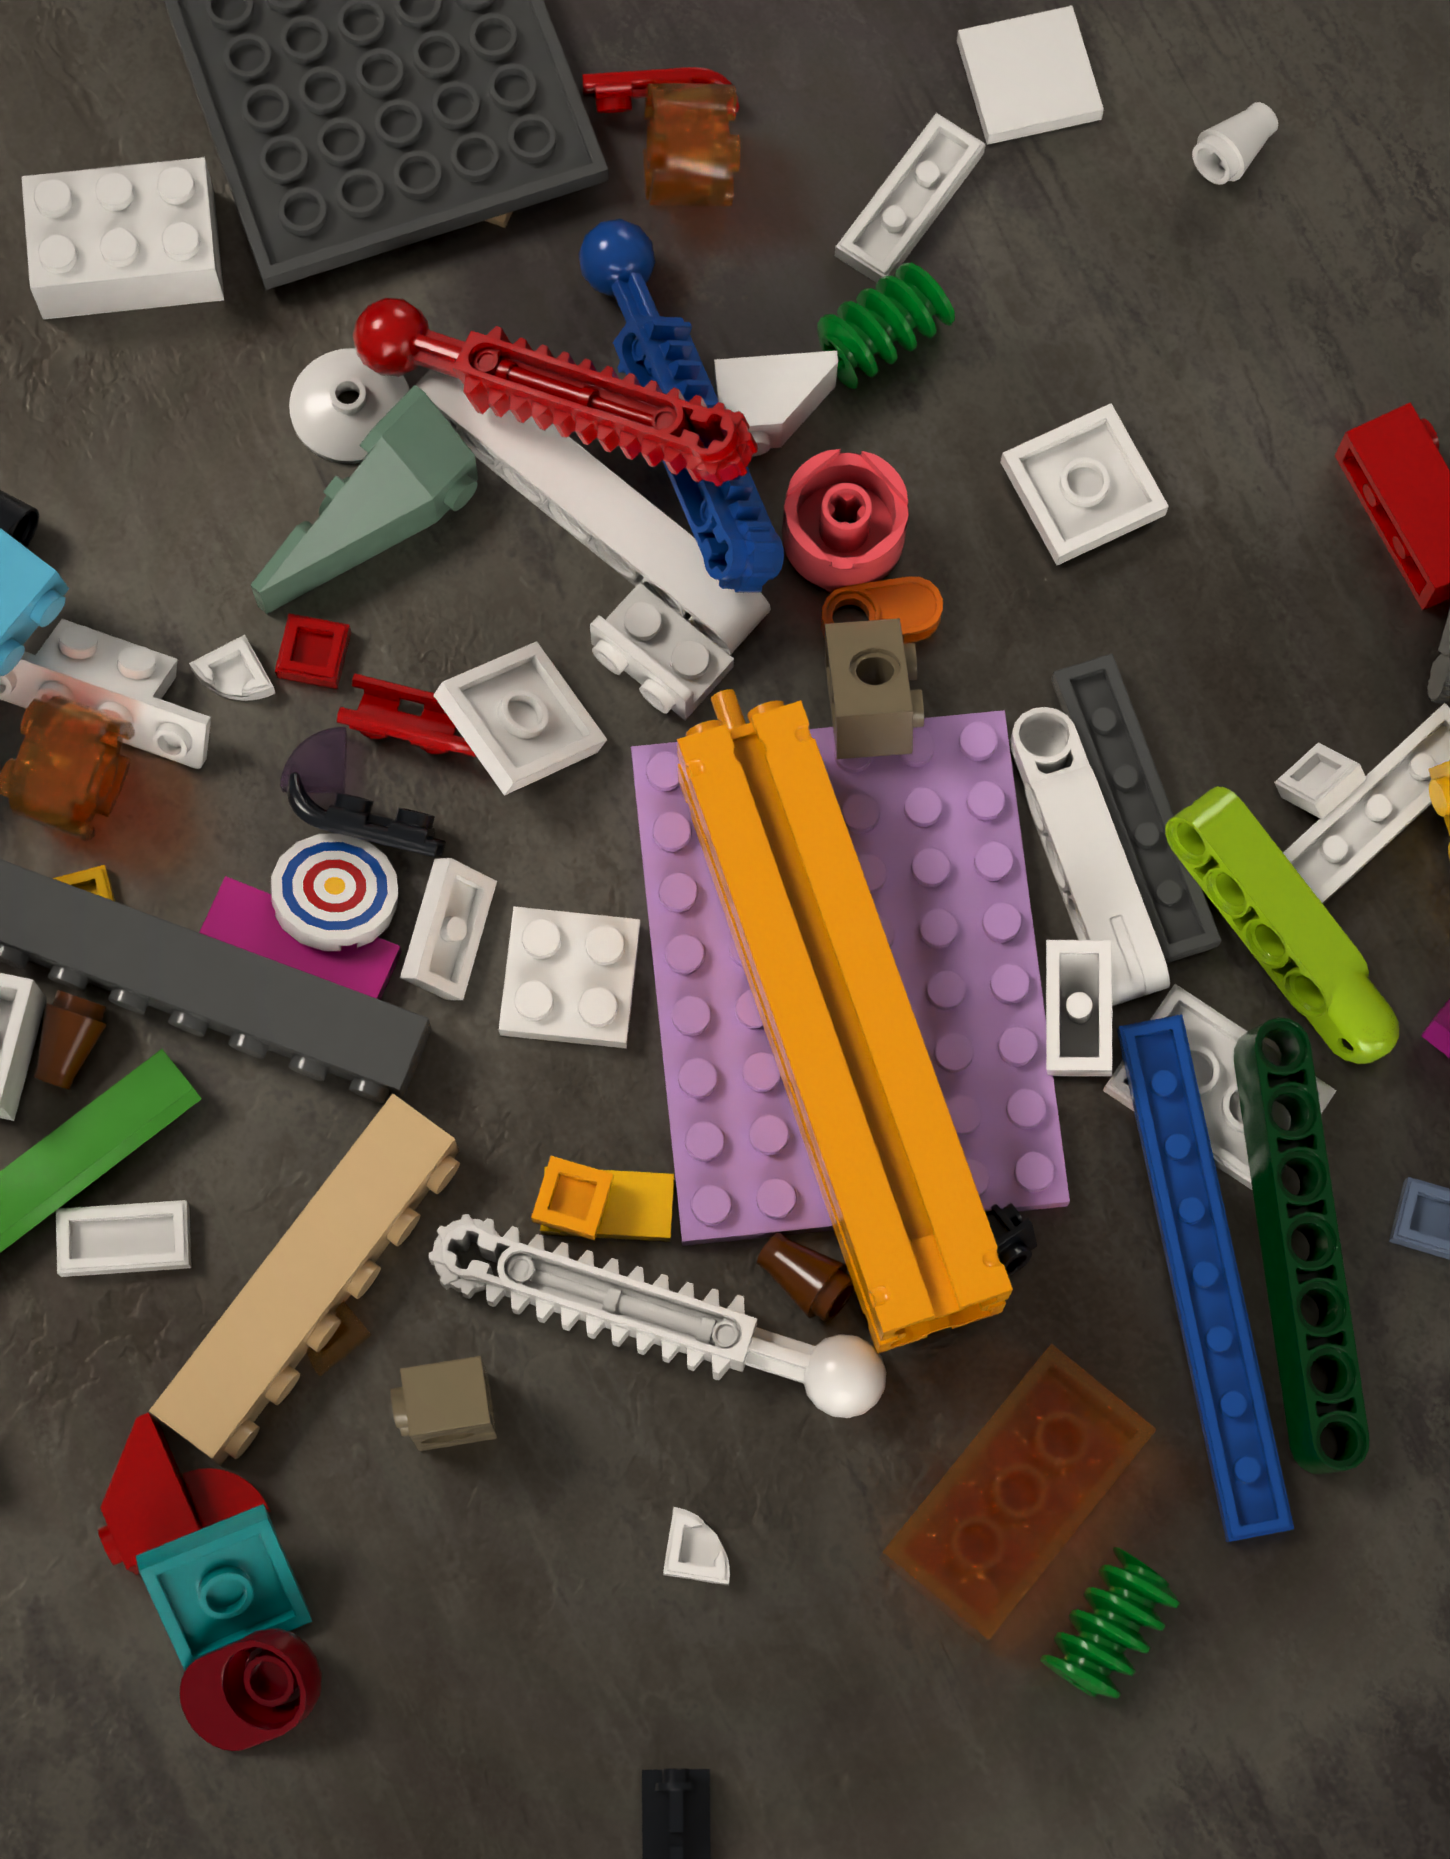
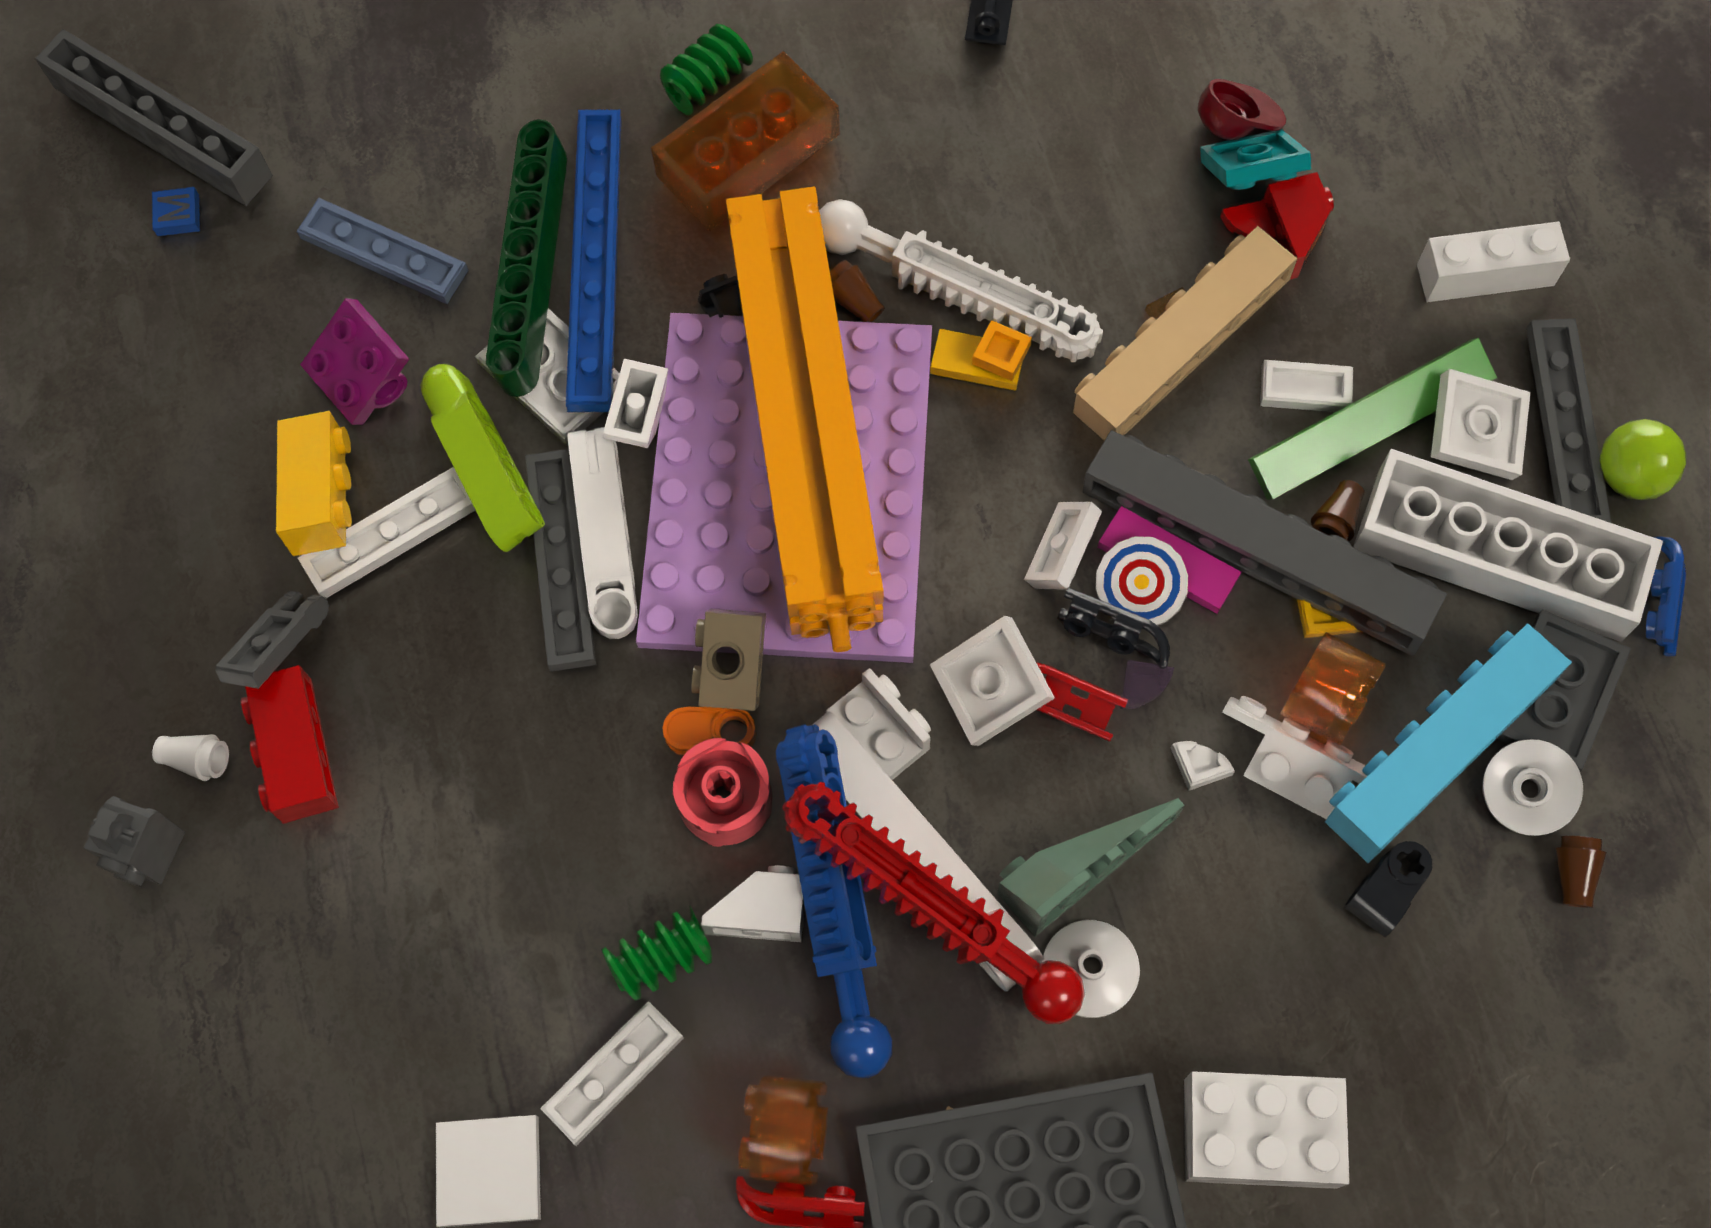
camera: 165 degrees left, 5 degrees down
(313, 651) = (1139, 770): red tile -> none
(444, 1404) = (1102, 234): dark tan brick -> none
(569, 977) = (981, 508): white plate -> none
(695, 1550) = (953, 154): white tile -> none
(1084, 484) = (534, 804): white plate -> none
(1232, 145) = (337, 1073): white cone -> none
(1320, 780) = (424, 556): white tile -> none

